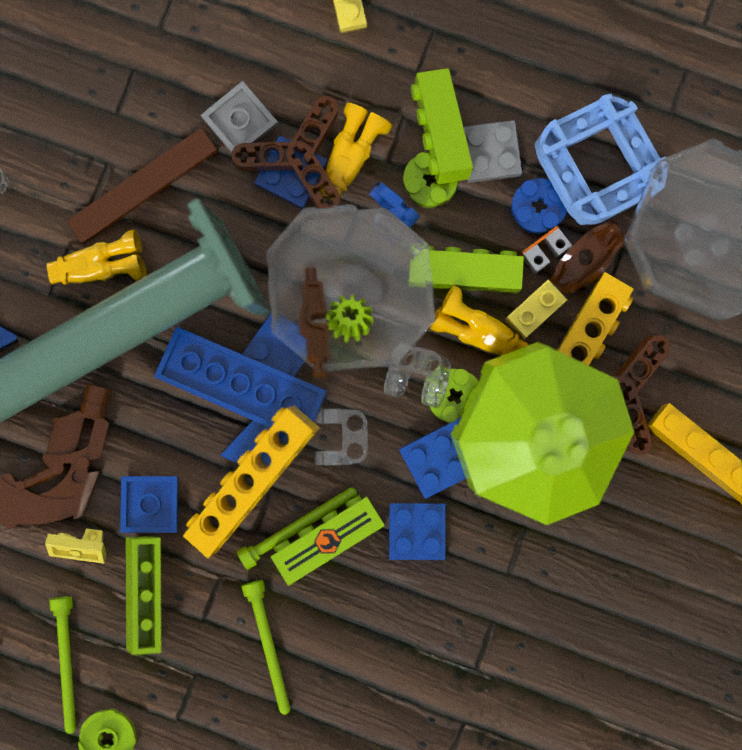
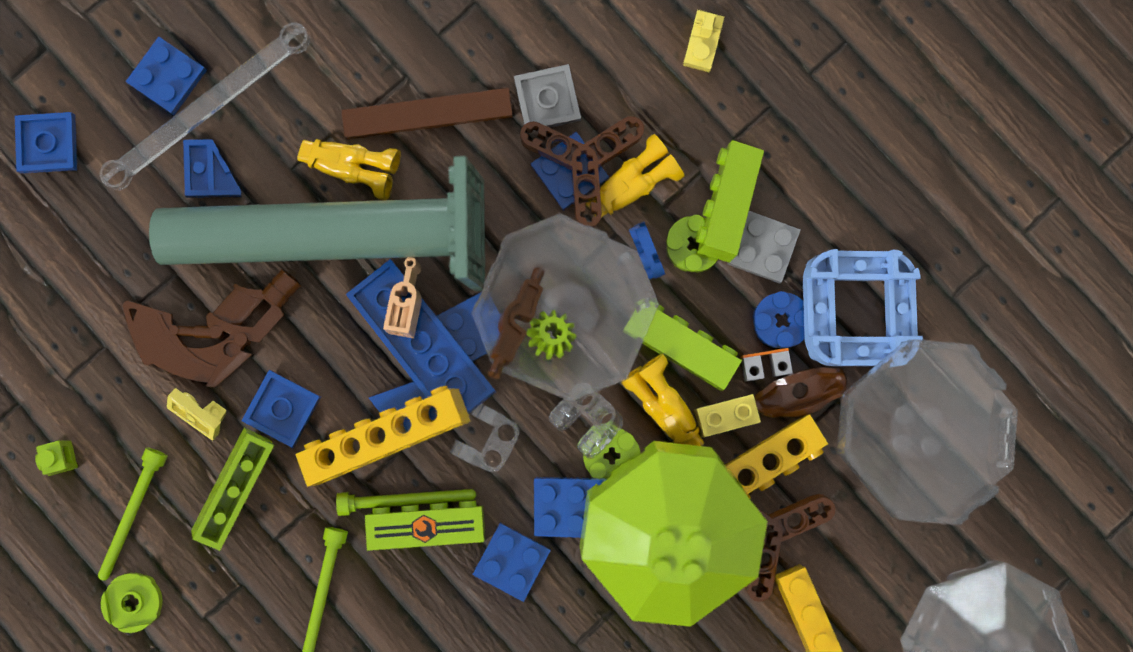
camera: 25 degrees right, 0 degrees up
(213, 368) = (403, 317): none -> light nougat piece

